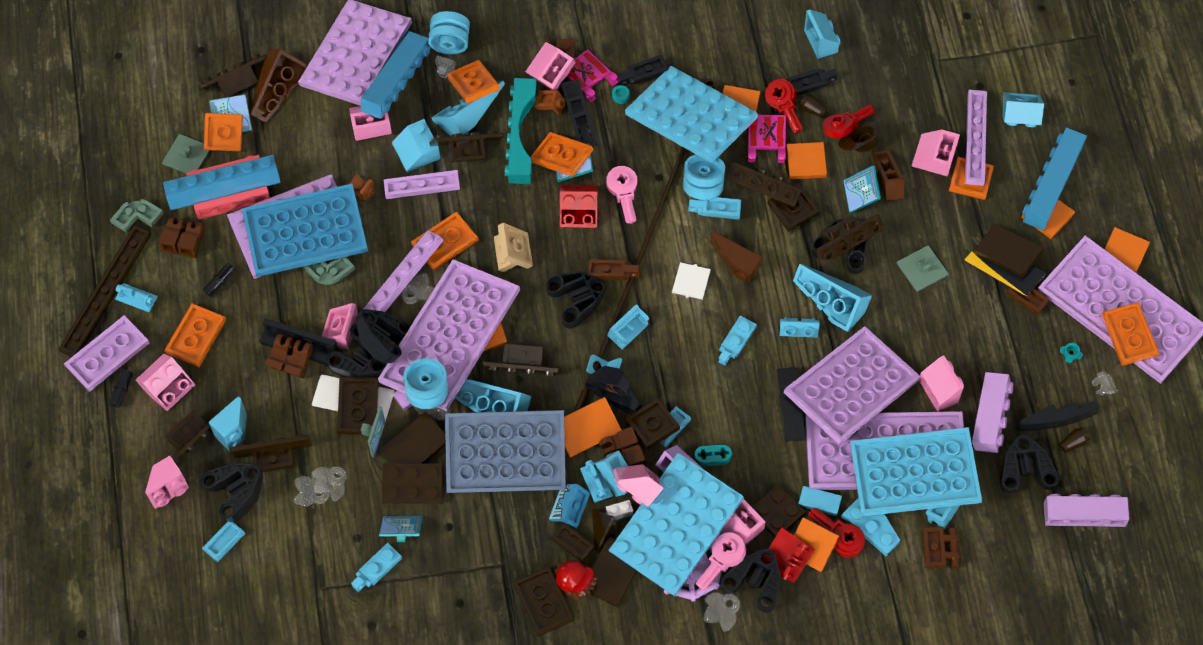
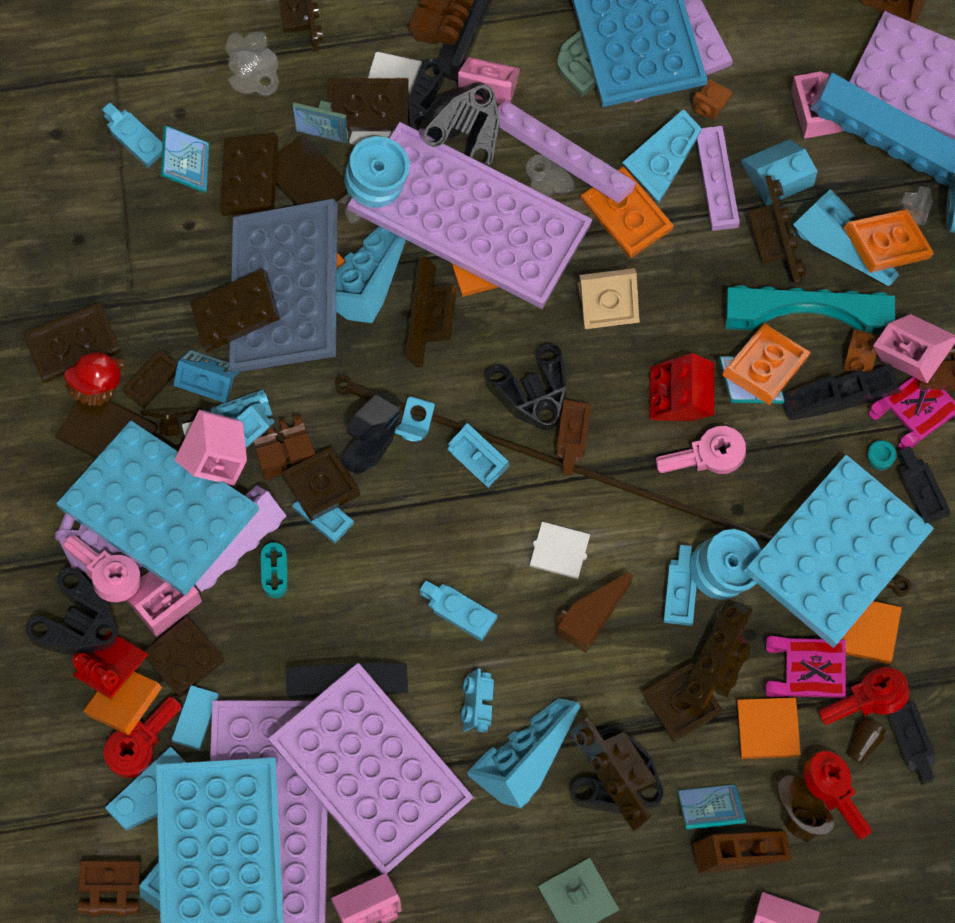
camera: 90 degrees right, 5 degrees up
(405, 217) = (663, 154): none -> medium azure wing
(522, 485) = (234, 310): none -> dark brown plate
(588, 426) = (321, 399): orange tile -> none
(720, 612) = (36, 571): clear plate -> none

